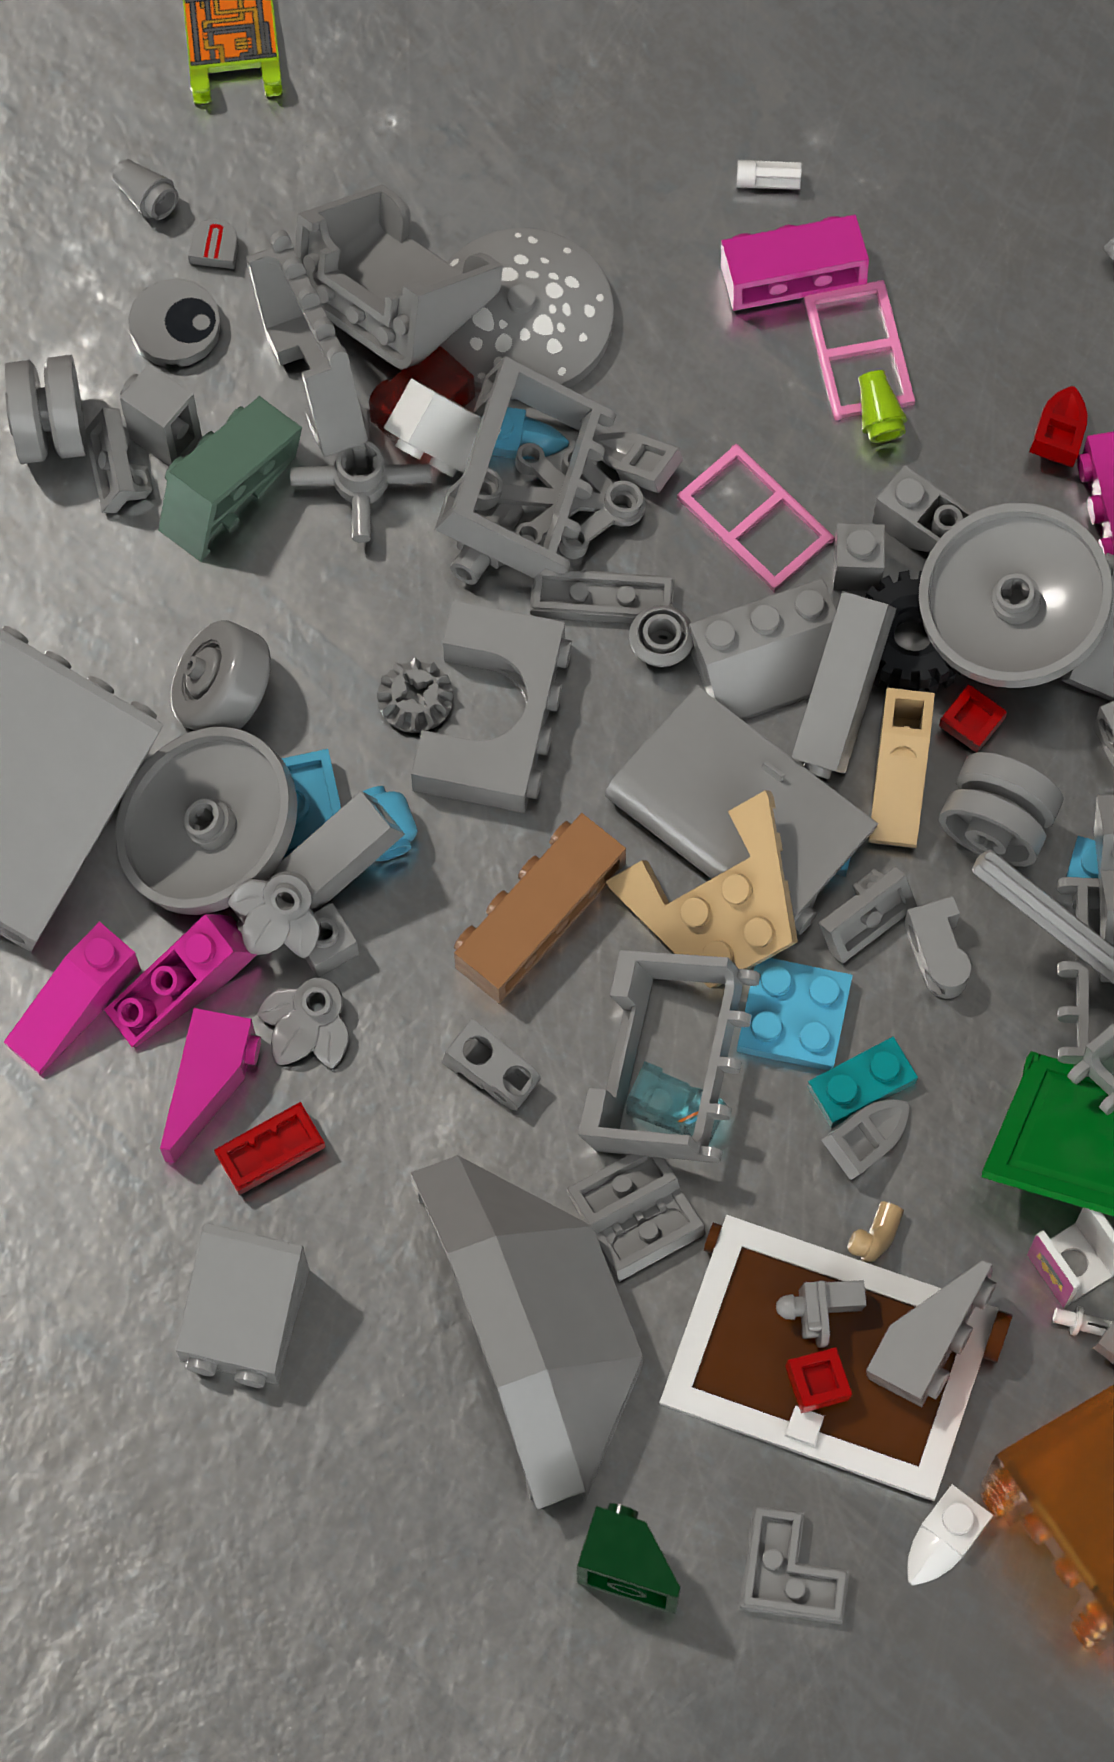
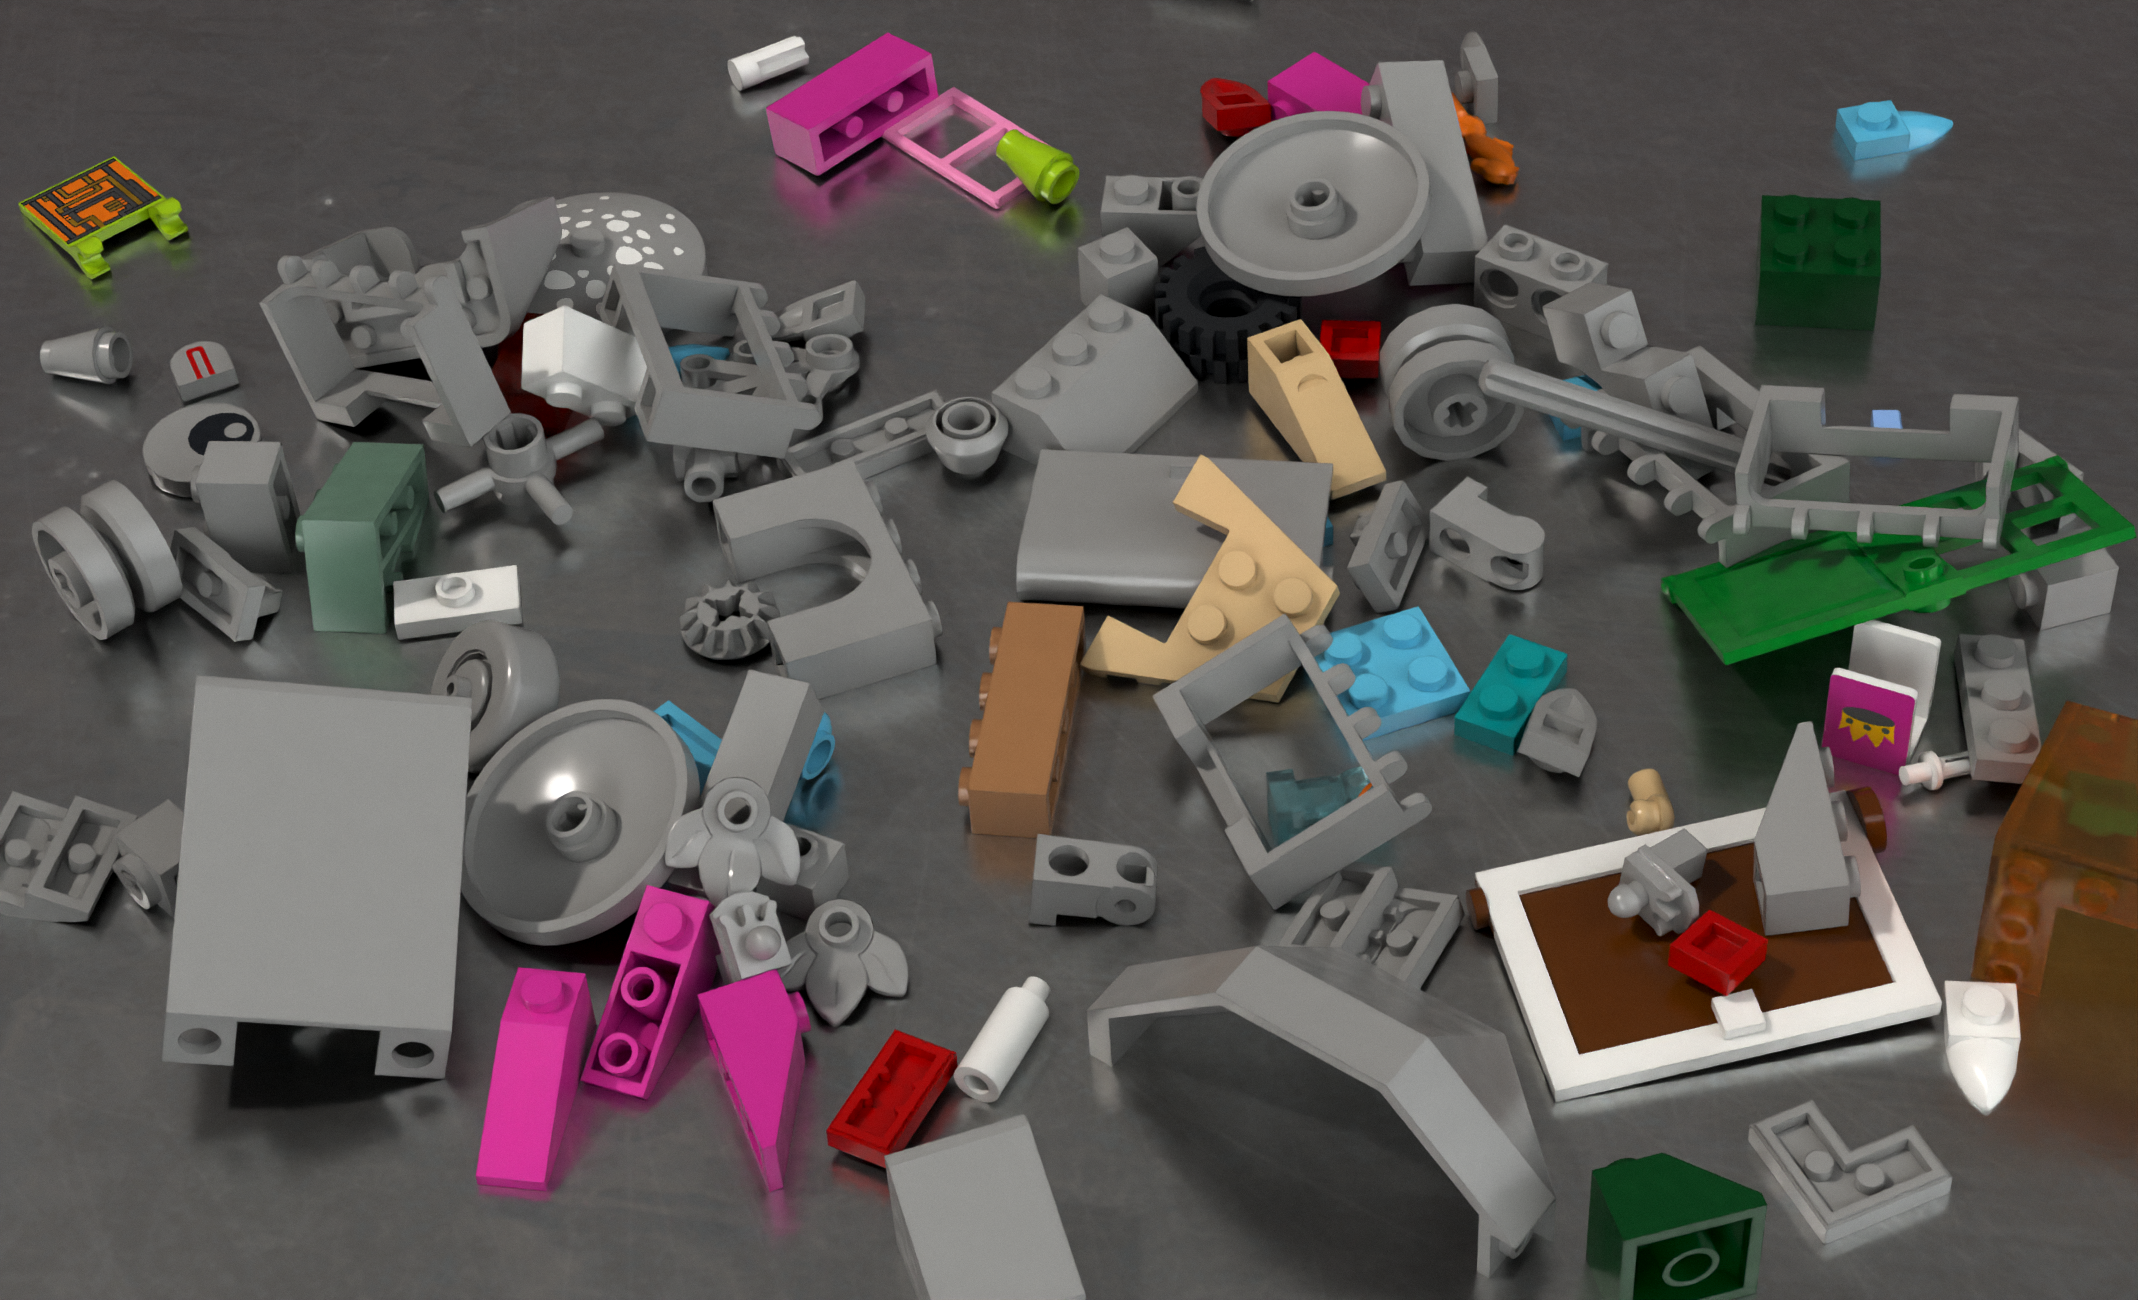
camera: 30 degrees left, 25 degrees down
(249, 986) = (748, 936): none -> light grey piece
(256, 568) = (456, 601): none -> white plate
(363, 1147) = (1004, 1041): none -> white cylinder
(731, 538) = (969, 340): bright pink window -> none
(843, 684) = (1197, 356): light grey brick -> none

